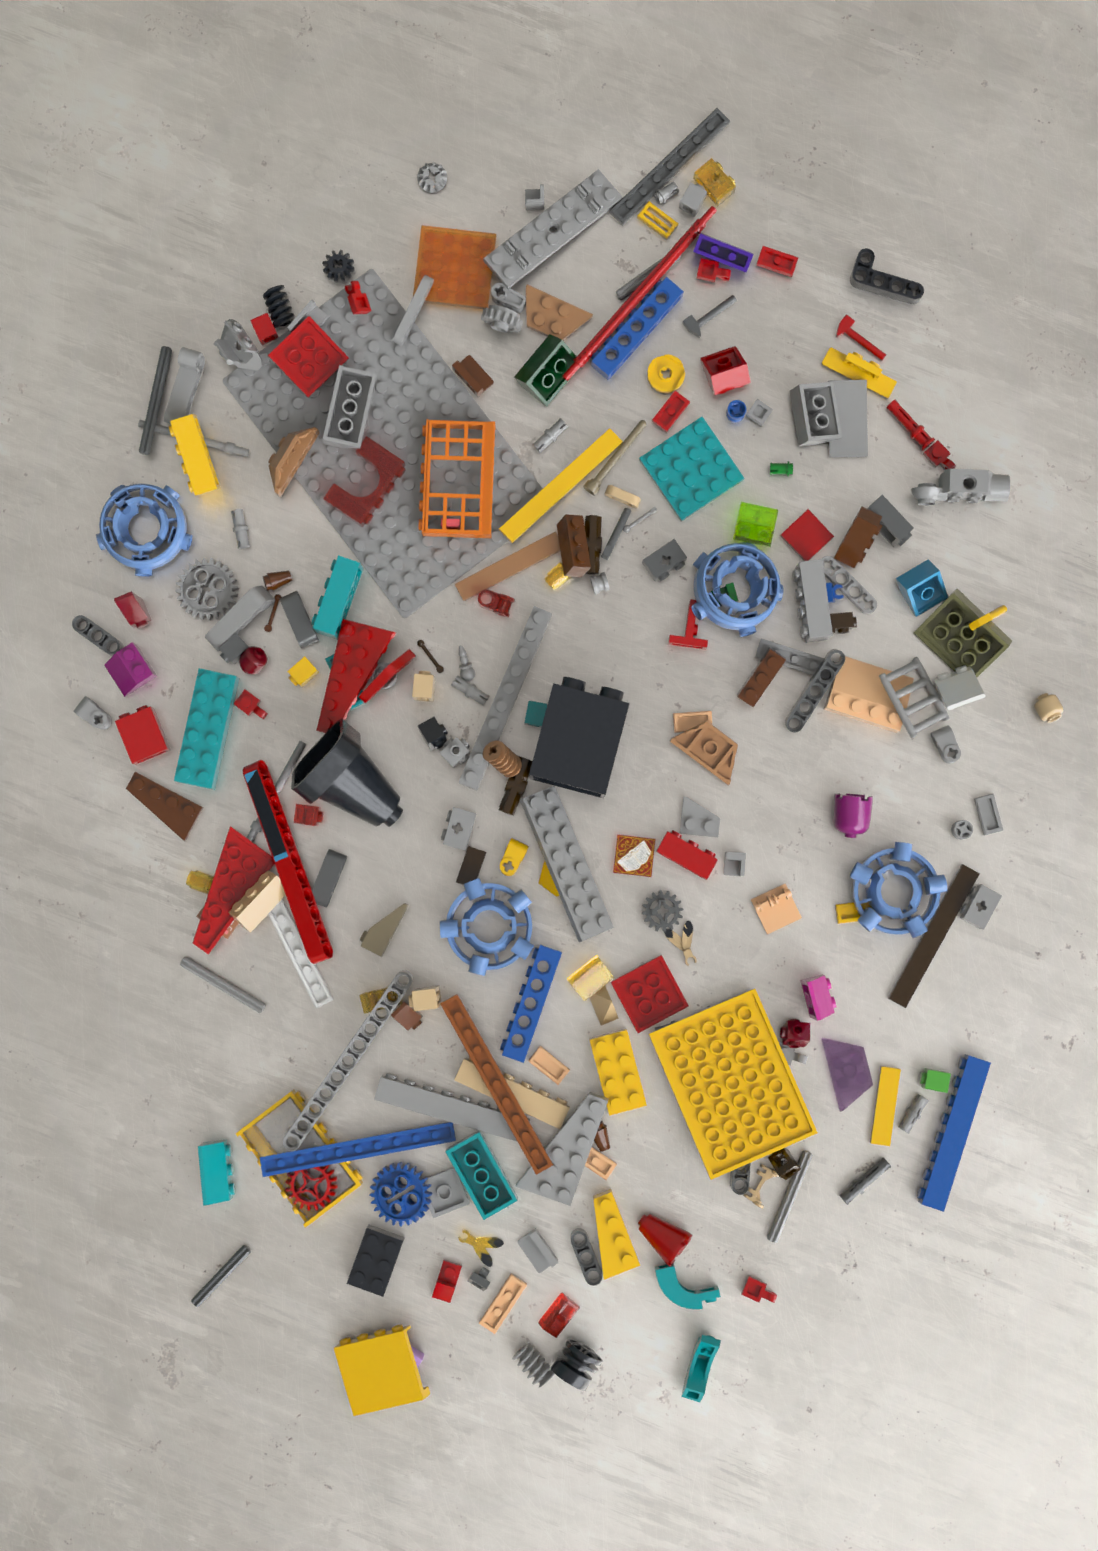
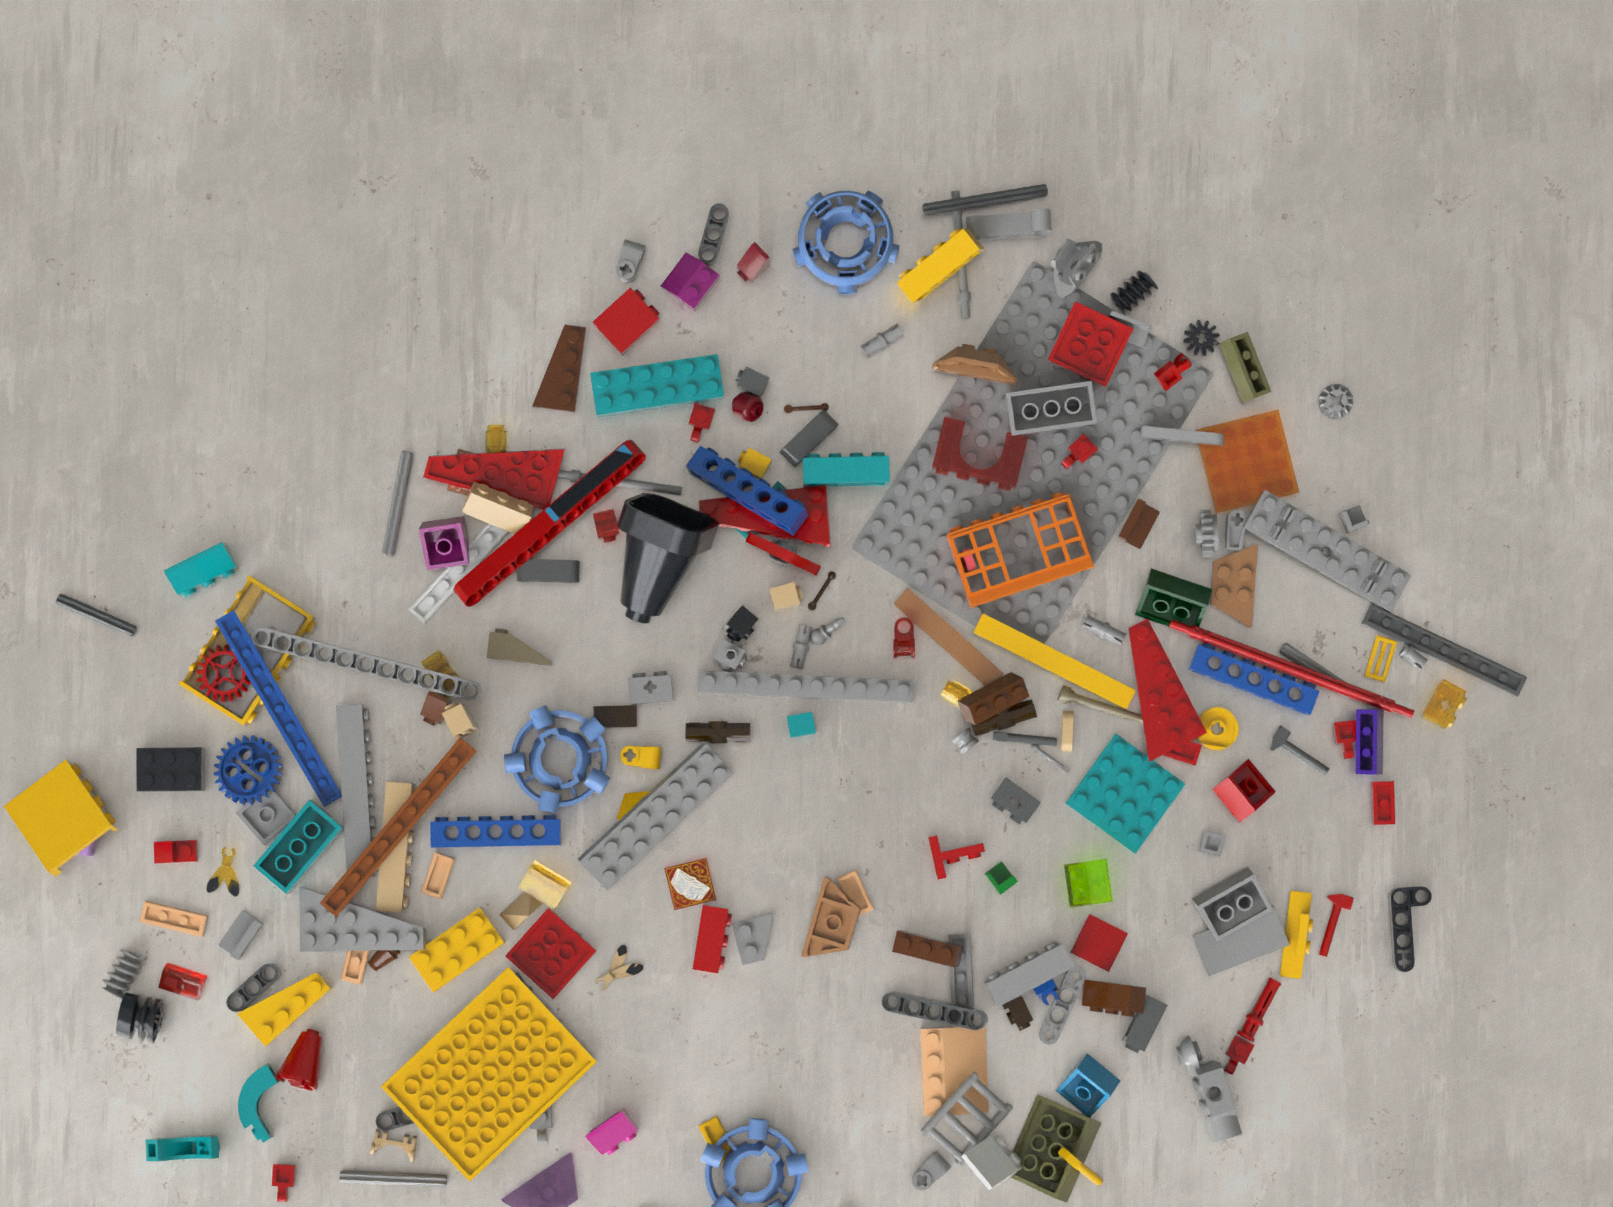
camera: 70 degrees right, 0 degrees up
(190, 581) = (803, 348): light grey gear -> none
(252, 603) = (788, 375): light grey beam -> none
(264, 329) = (1104, 285): red panel -> none
(271, 956) = (445, 542): none -> slope
(276, 579) = (841, 398): reddish brown cone -> none
(303, 708) = (788, 521): none -> blue brick
(376, 238) = (1245, 367): none -> olive brick
(394, 399) = (1080, 451): none -> red plate
(479, 1280) = (189, 885): dark grey tile -> none
(502, 758) = (739, 707): medium nougat piece -> none
(579, 738) = (789, 780): black brick -> none
(628, 408) = (1164, 704): none -> red wing
(671, 910) = (638, 925): dark grey gear -> none
(693, 199) = (1417, 688): light grey brick -> none
(734, 863) = (720, 992): light grey panel -> none
(738, 409) = (1207, 817): blue wheel -> none
(761, 591) = (1021, 913): medium blue piece -> none
(776, 908) = (689, 1054): light nougat hinge -> none
(781, 468) = (1160, 889): green pin -> none
(788, 1169) = (418, 1160): dark brown brick -> none
(795, 1033) = (565, 1121): dark red brick -> none
(852, 814) = (818, 1097): magenta cylinder -> none

